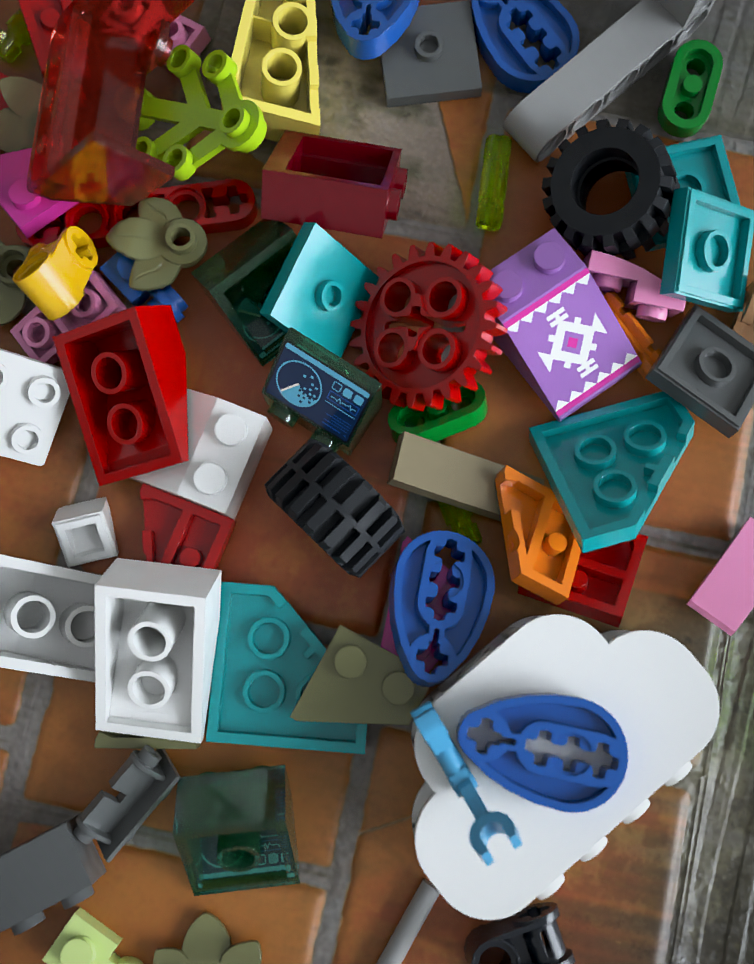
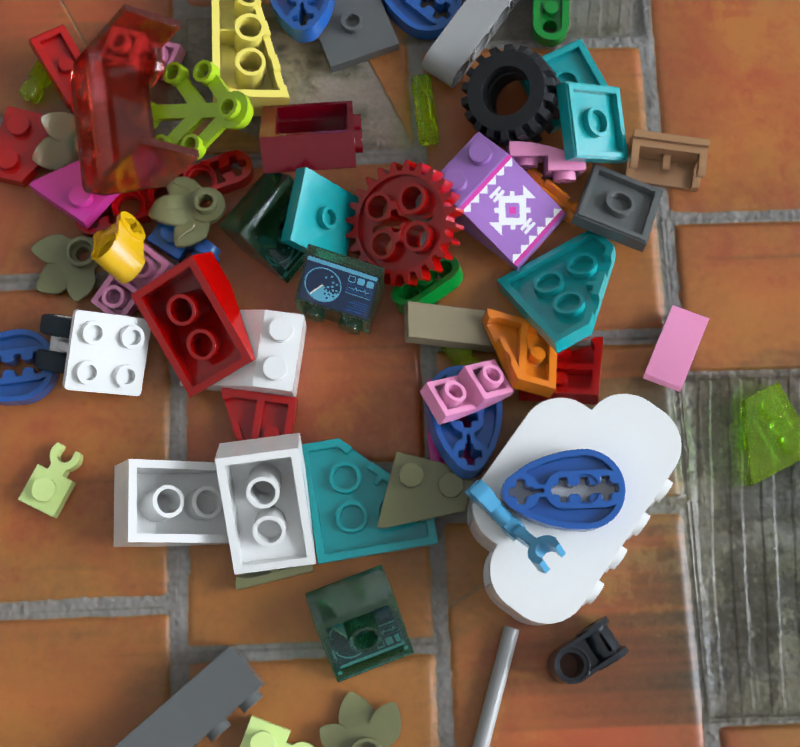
camera: 20 degrees left, 5 degrees down
(85, 532) = (186, 436): white slope -> none
(142, 784) = (264, 638): dark grey hinge -> none
(335, 507) = (371, 367): black tyre -> none
(449, 572) = (466, 393): none -> bright pink slope

